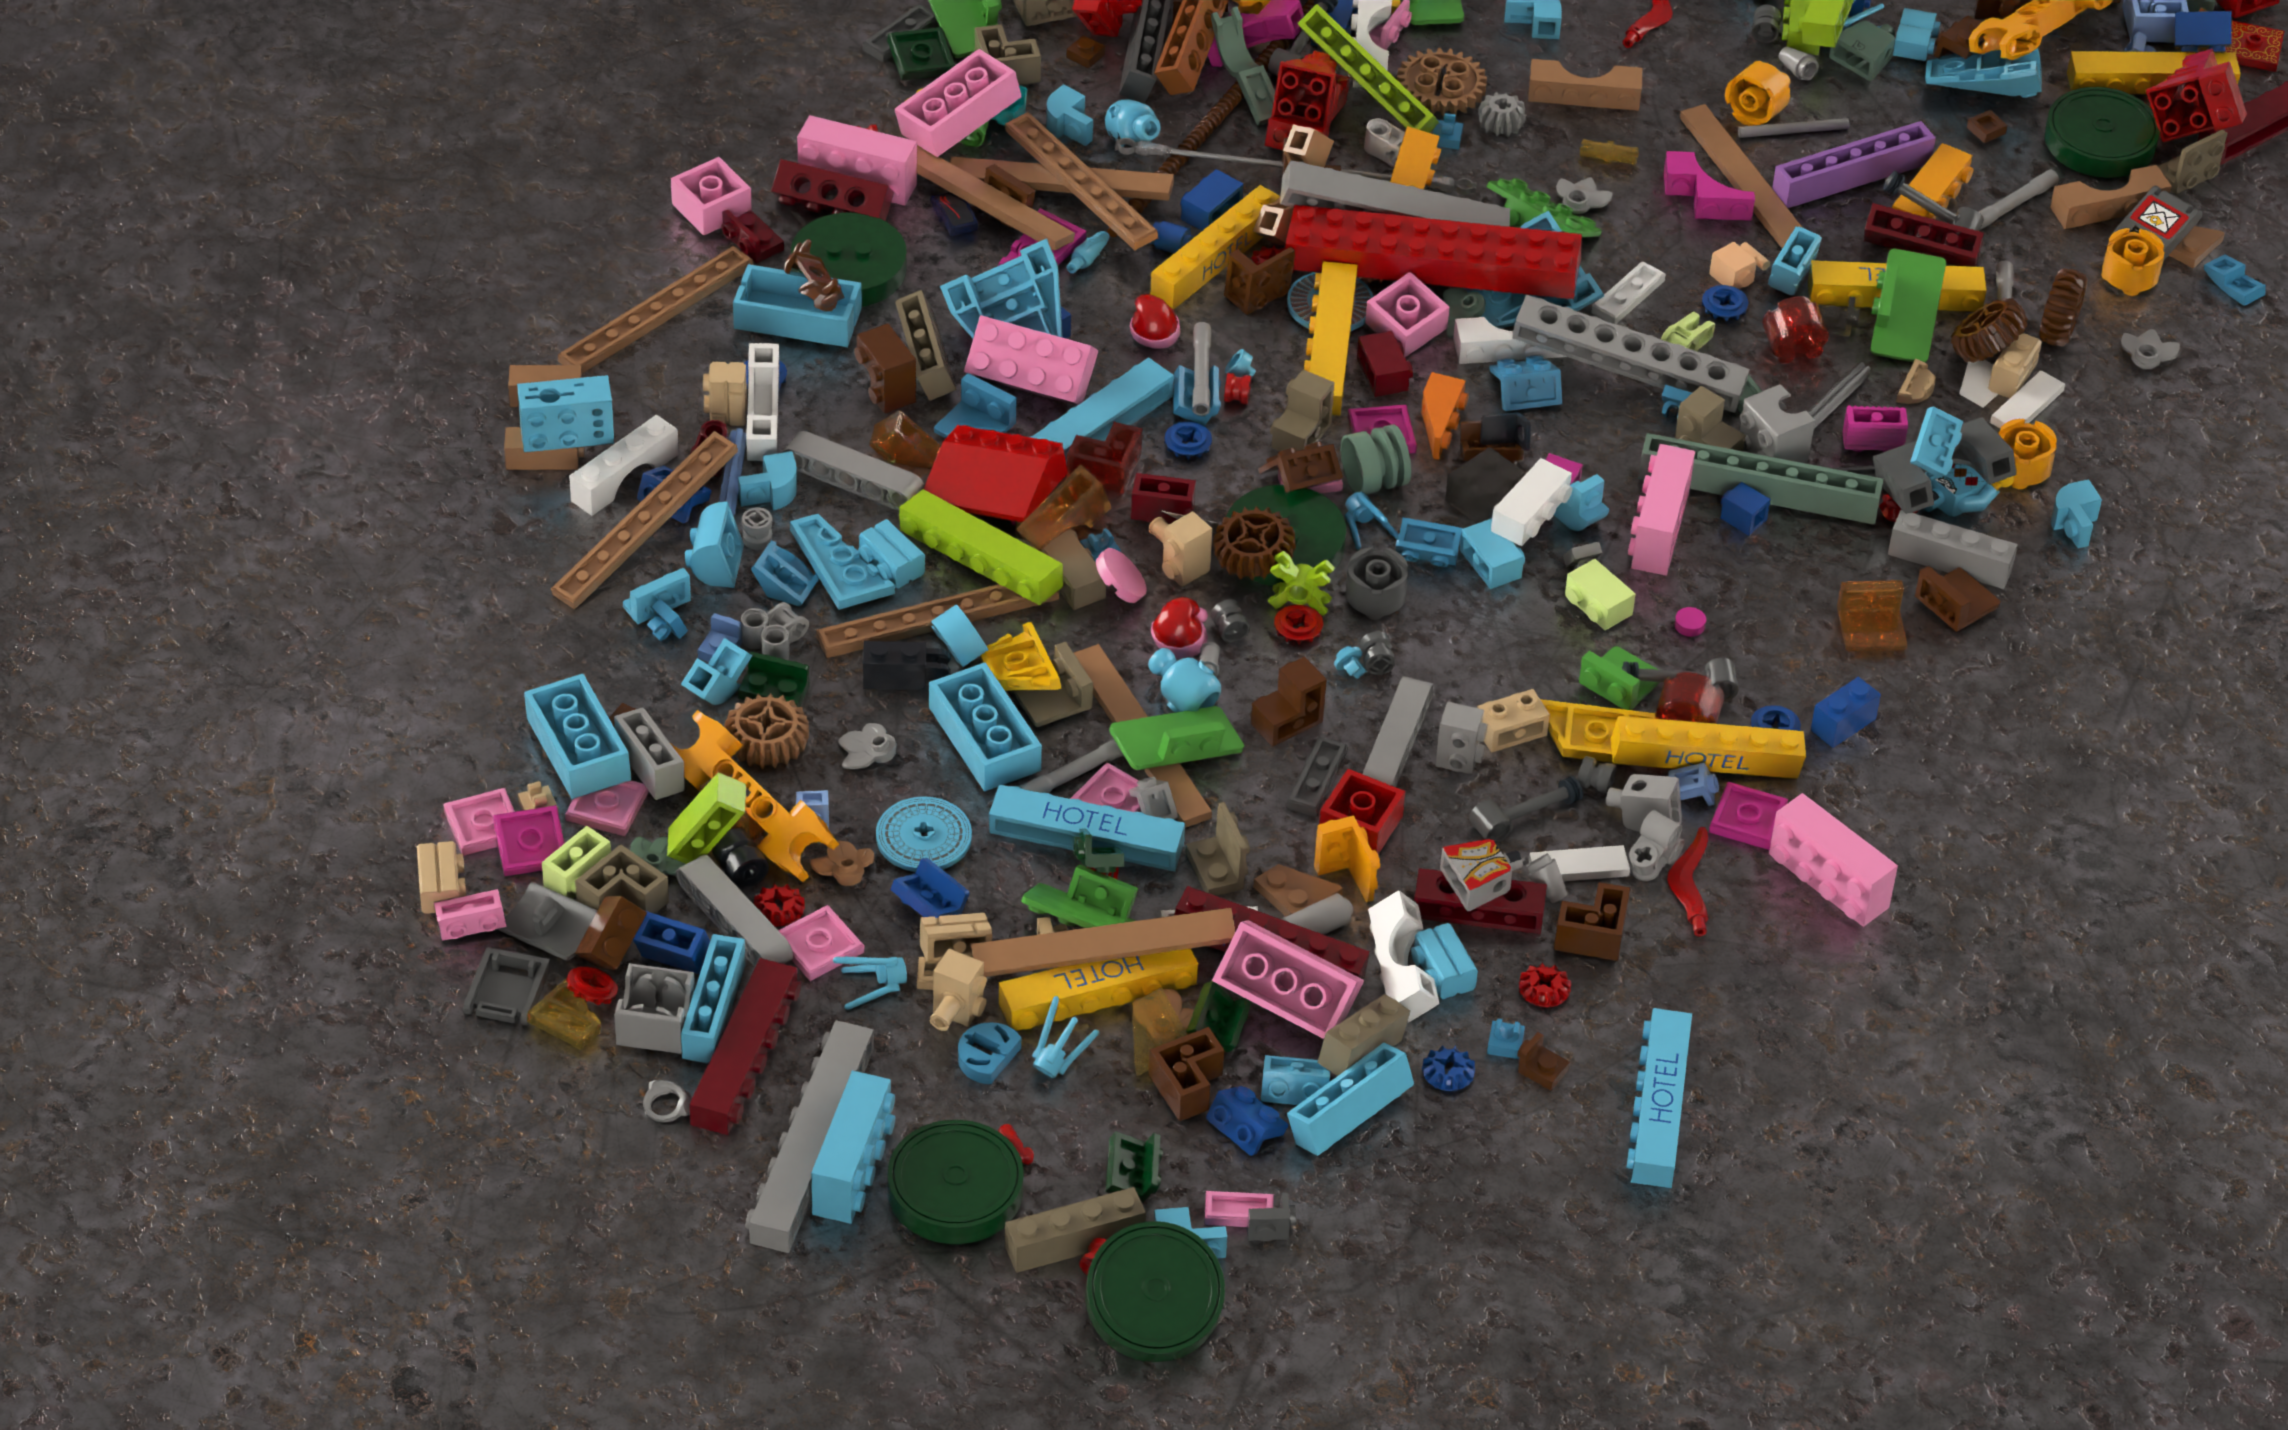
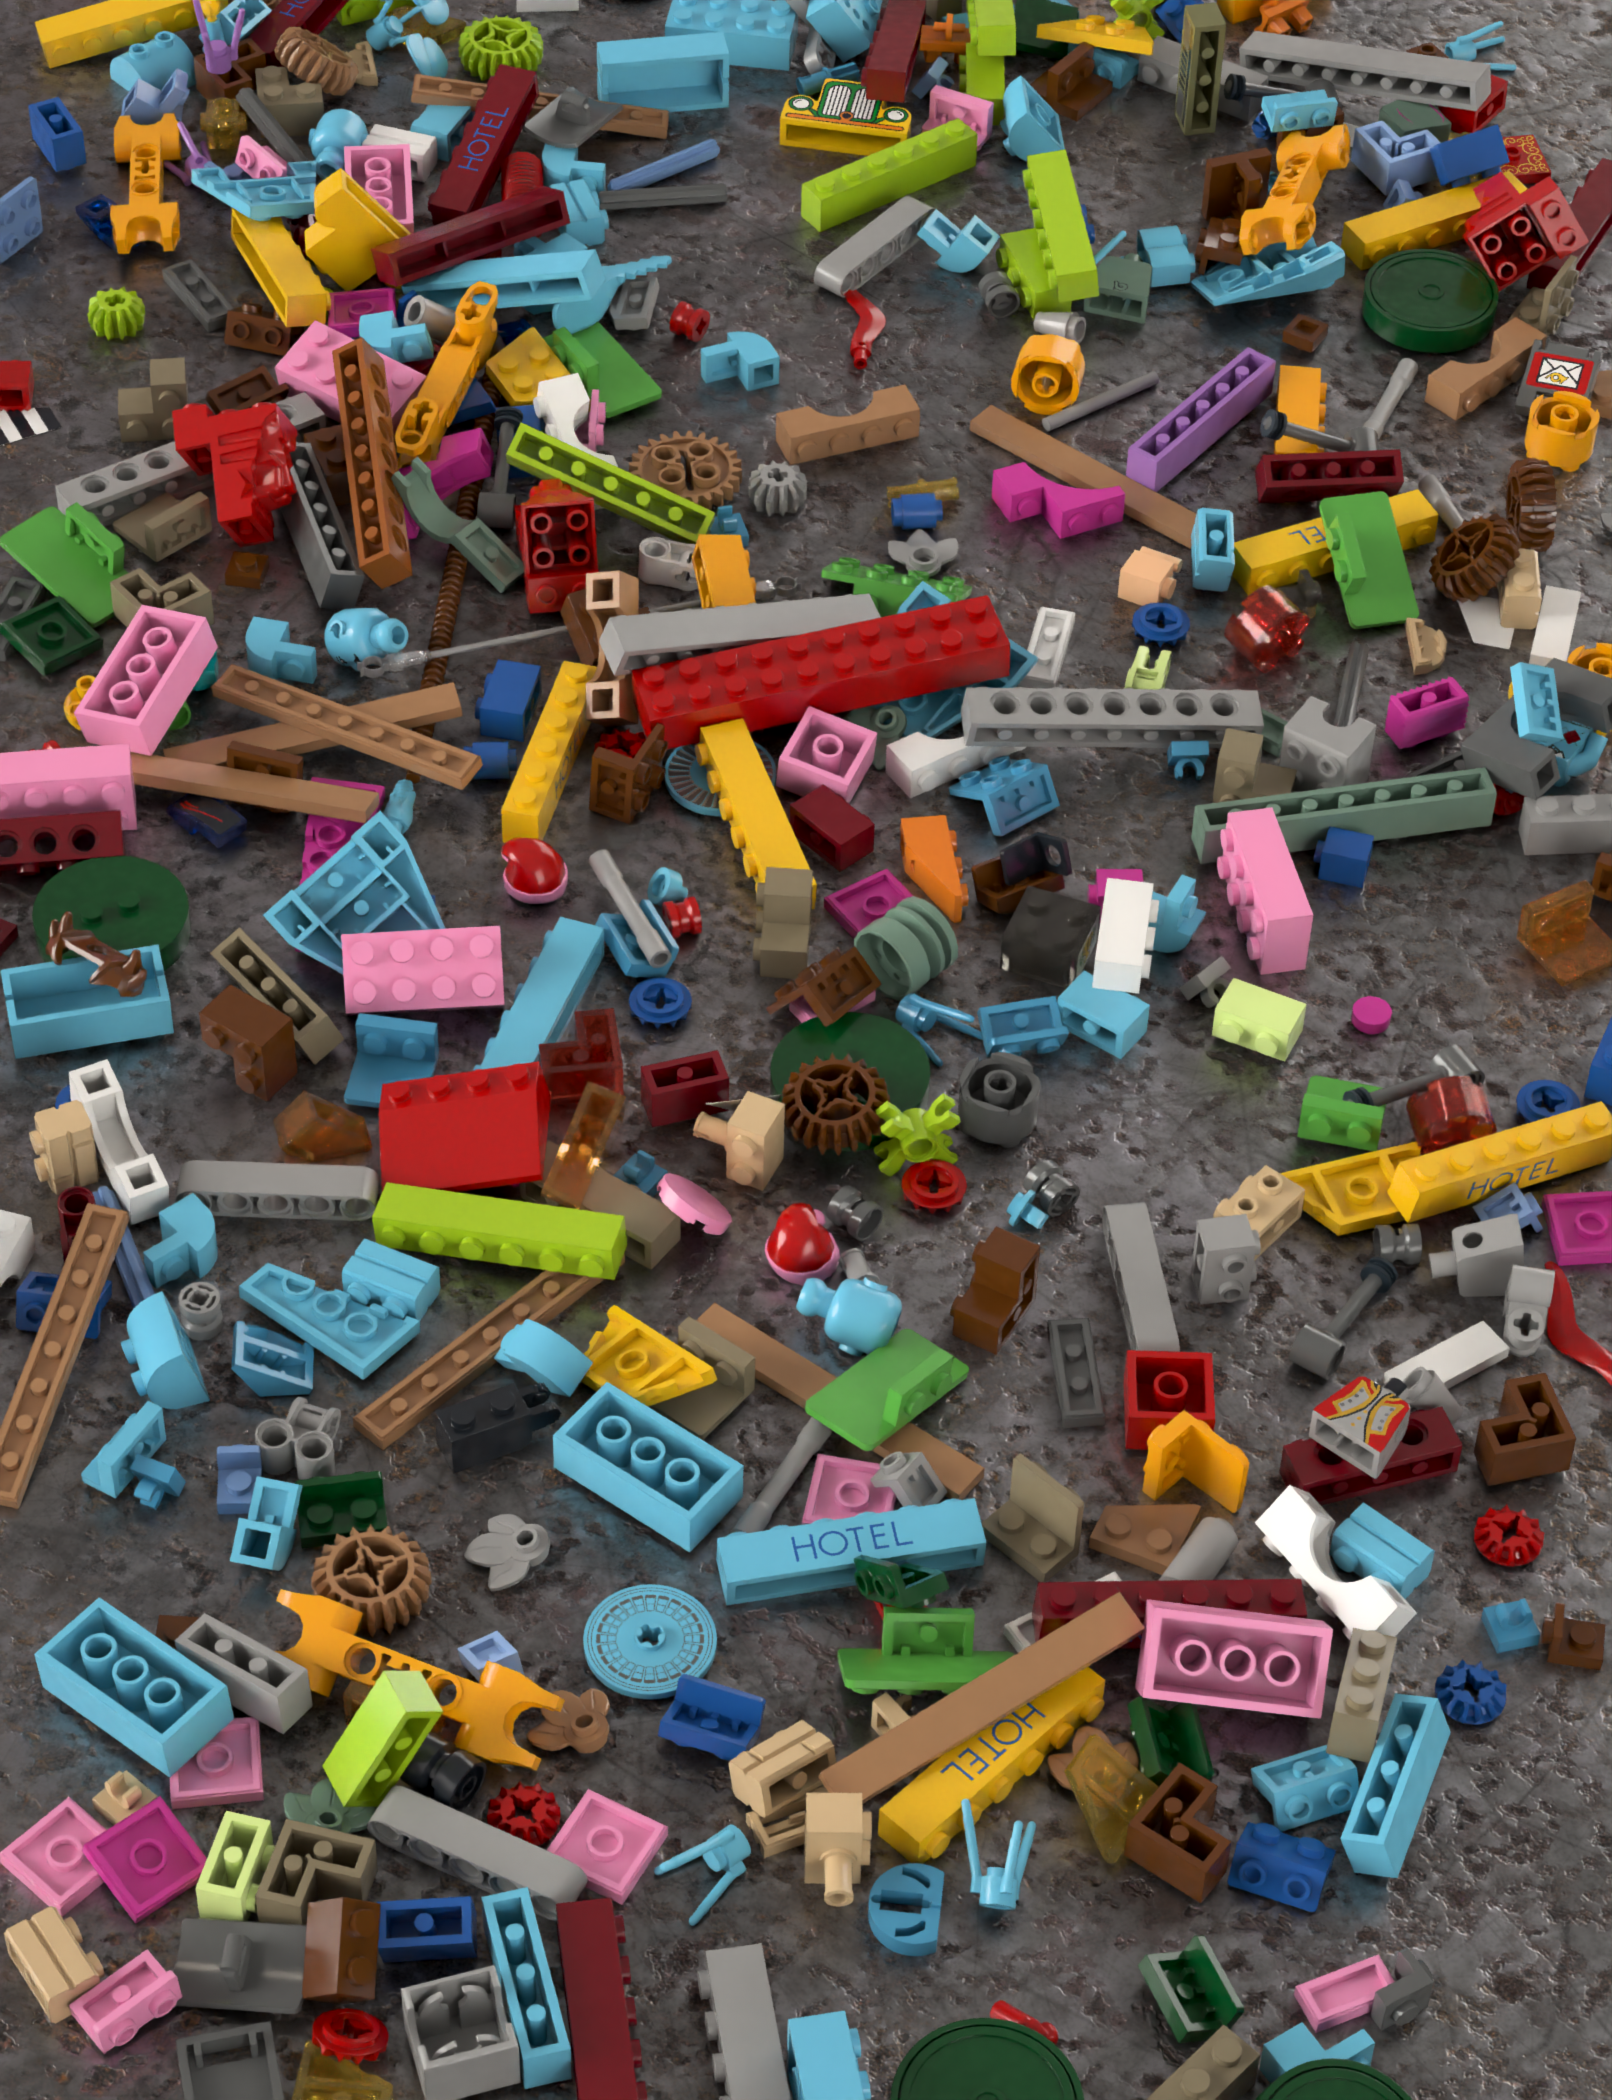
camera: 25 degrees left, 0 degrees up
(1594, 163) = (916, 511): none -> blue brick

